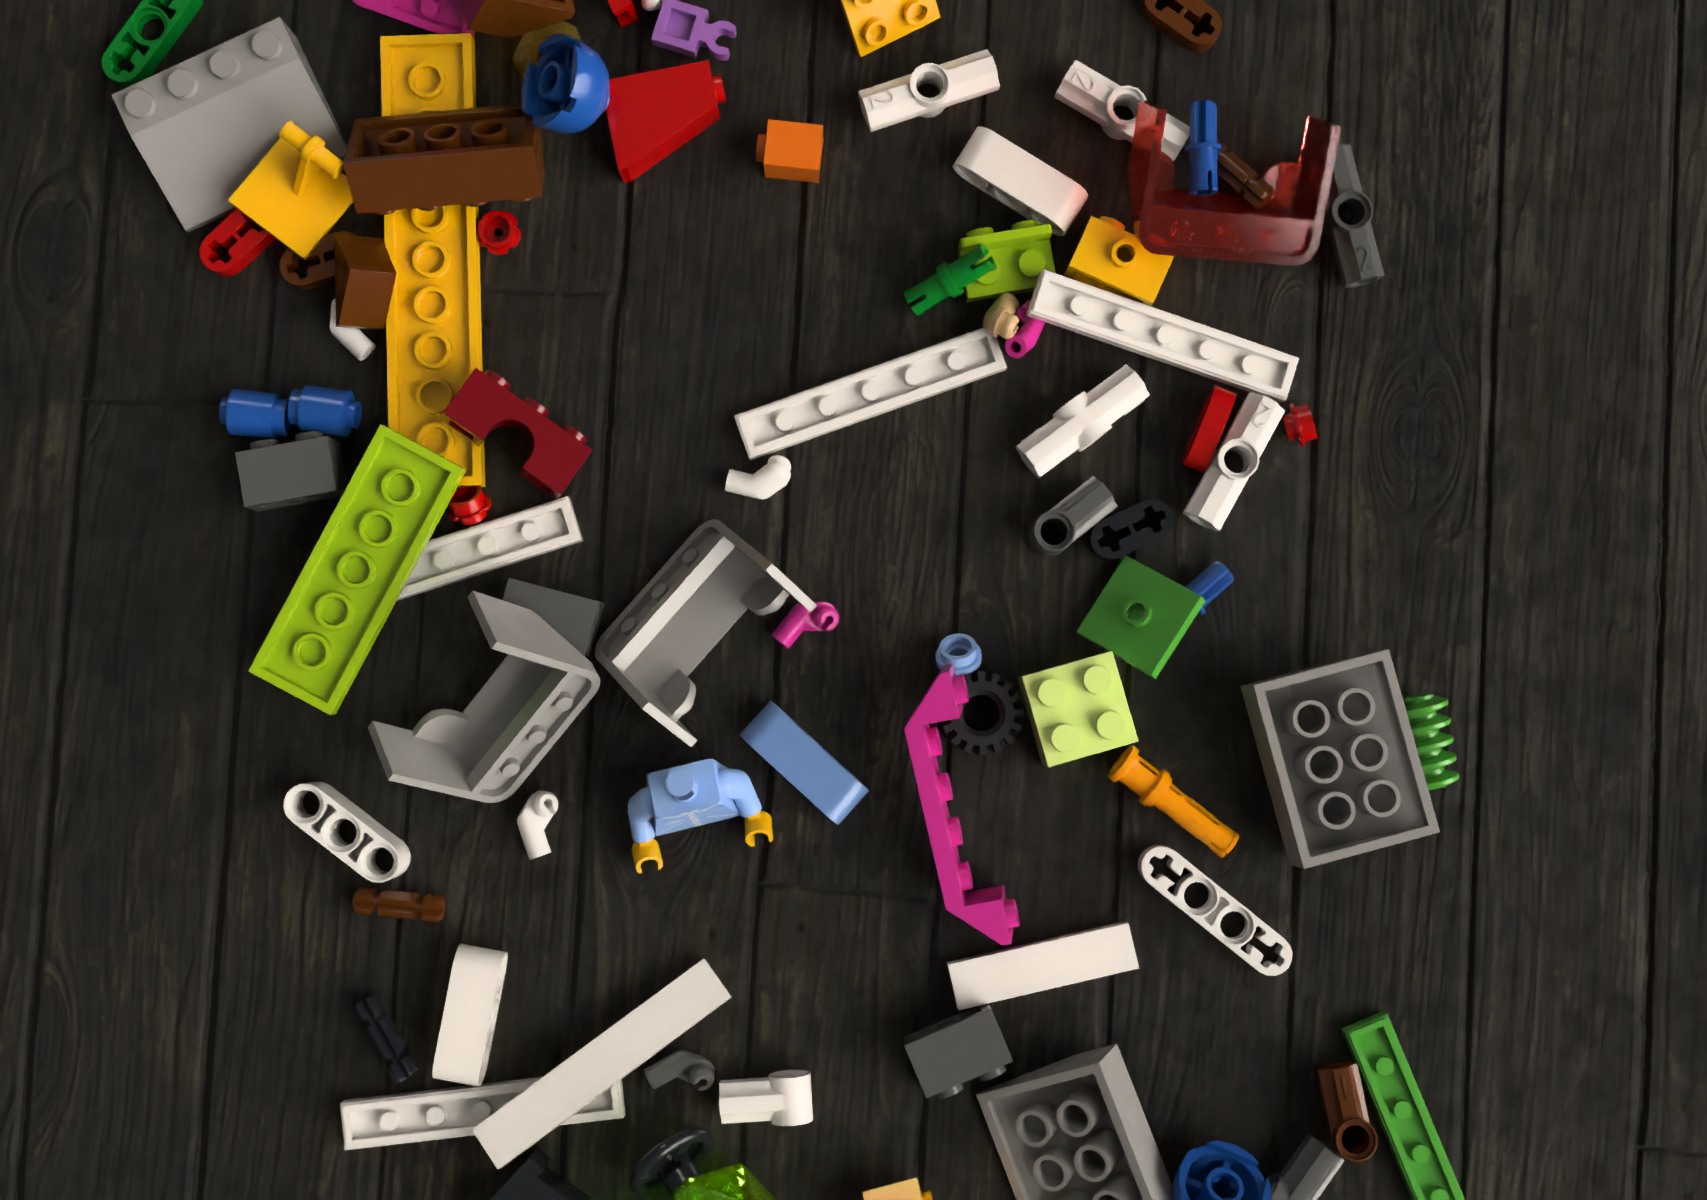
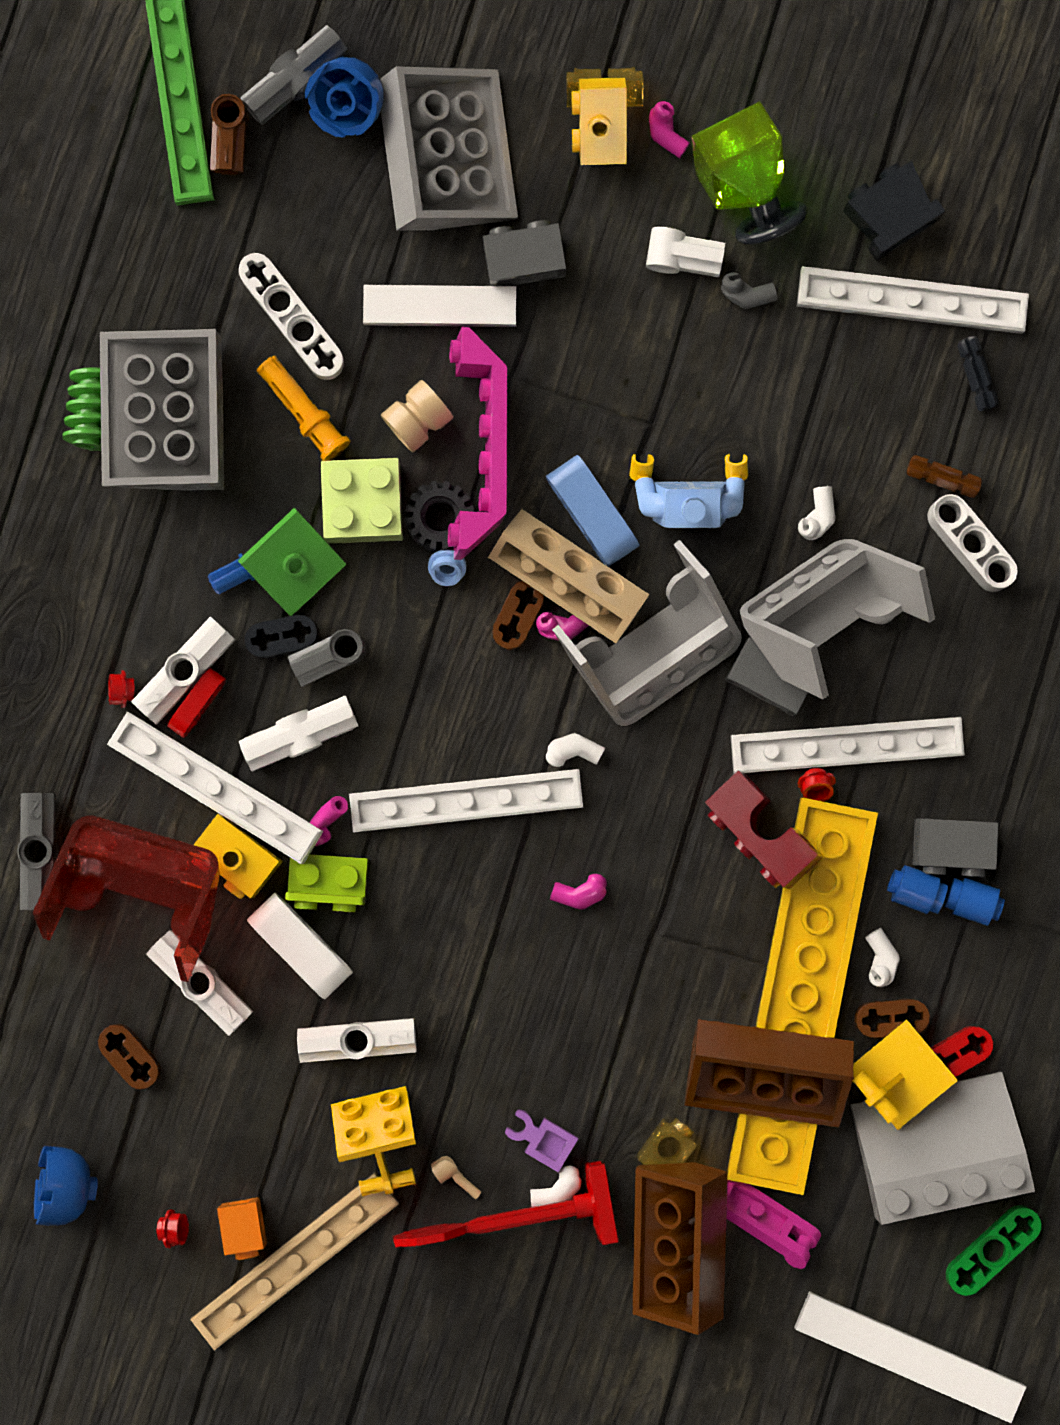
camera: 165 degrees left, 0 degrees up
(357, 570) = (917, 750): lime plate -> none
(362, 281) = (861, 988): reddish brown slope -> none
(470, 1015) = (905, 375): white beam -> none
(498, 220) = (732, 1003): red plate -> none
(566, 86) = (658, 1103): blue cylinder -> none
(601, 1064) = (808, 312): white tile -> none
(660, 112) = (586, 1074): red slope -> none
(710, 314) = (583, 895): none -> dark pink arm
(791, 150) = (483, 1016): orange brick -> none
(813, 677) = (568, 575): none -> tan brick
(851, 617) = (509, 611): none -> reddish brown beam
(950, 279) = (378, 875): green pin -> none
(1001, 318) = (347, 833): tan arm -> none
(1037, 824) = (414, 419): none -> tan wheel
(1203, 148) = (143, 933): blue axle -> none
(1243, 179) = (120, 909): reddish brown axle -> none

